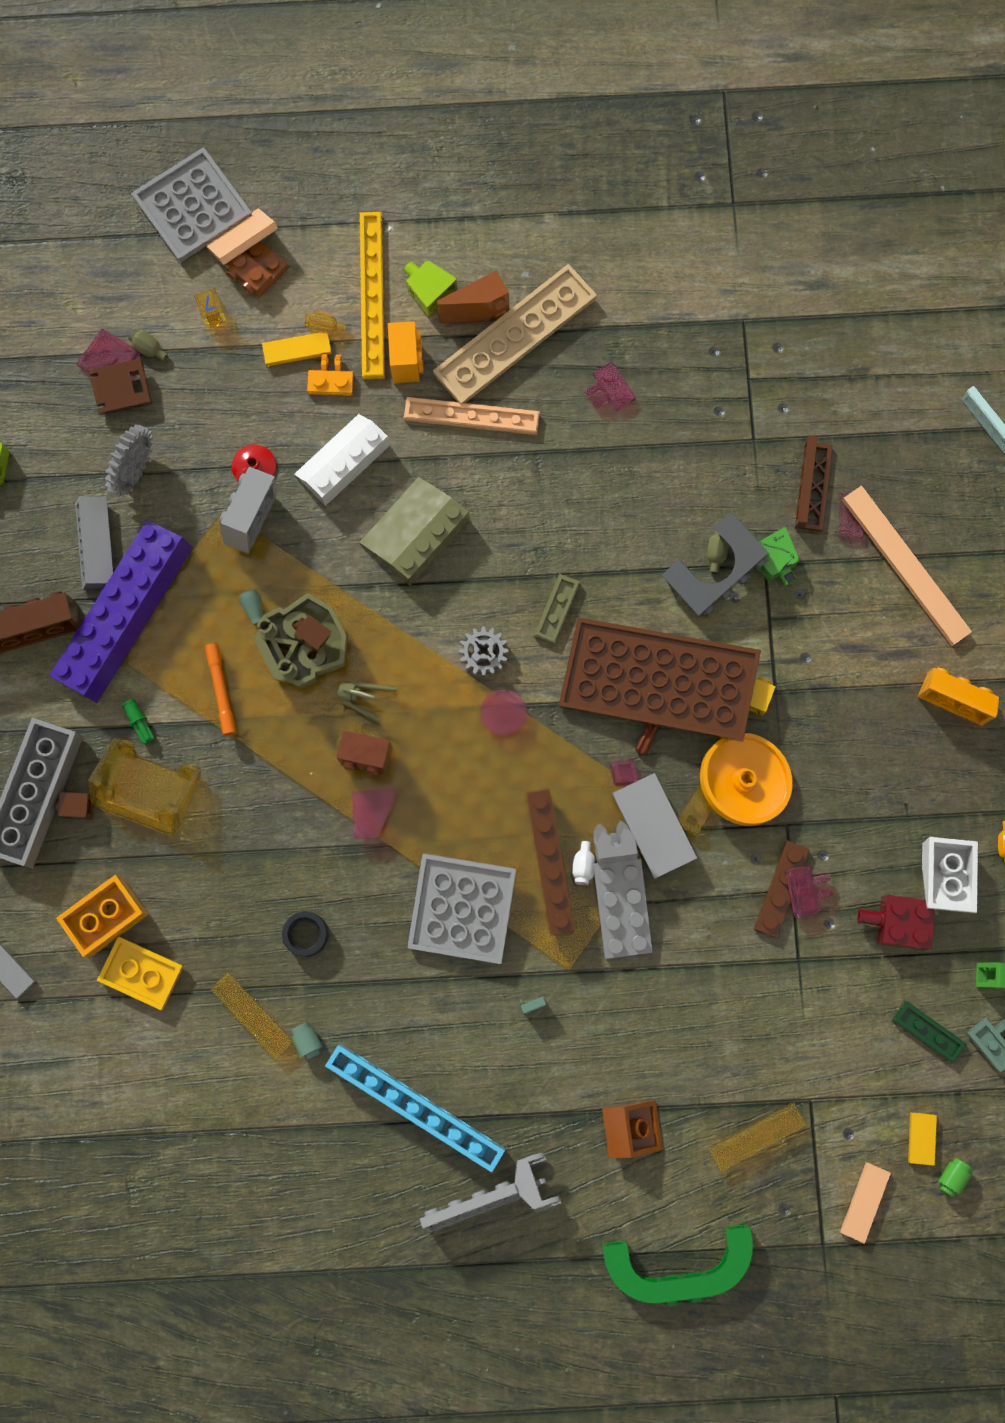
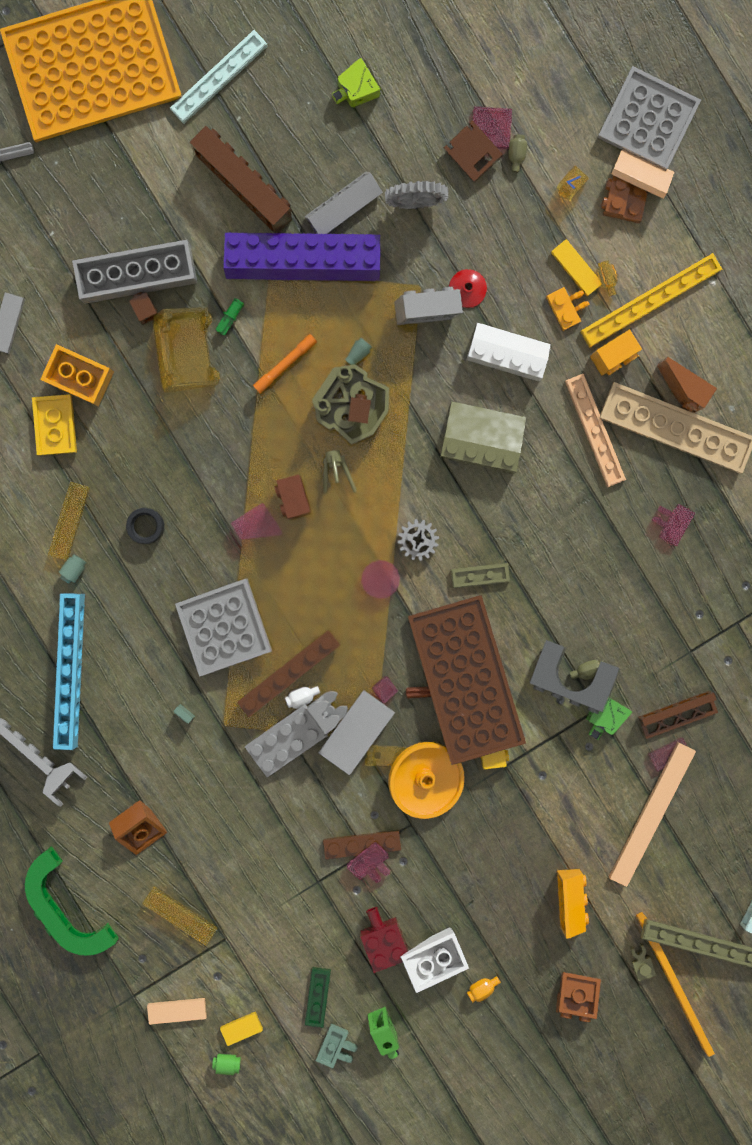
camera: 55 degrees right, 10 degrees up
(429, 284) = (681, 340): lime torso -> none

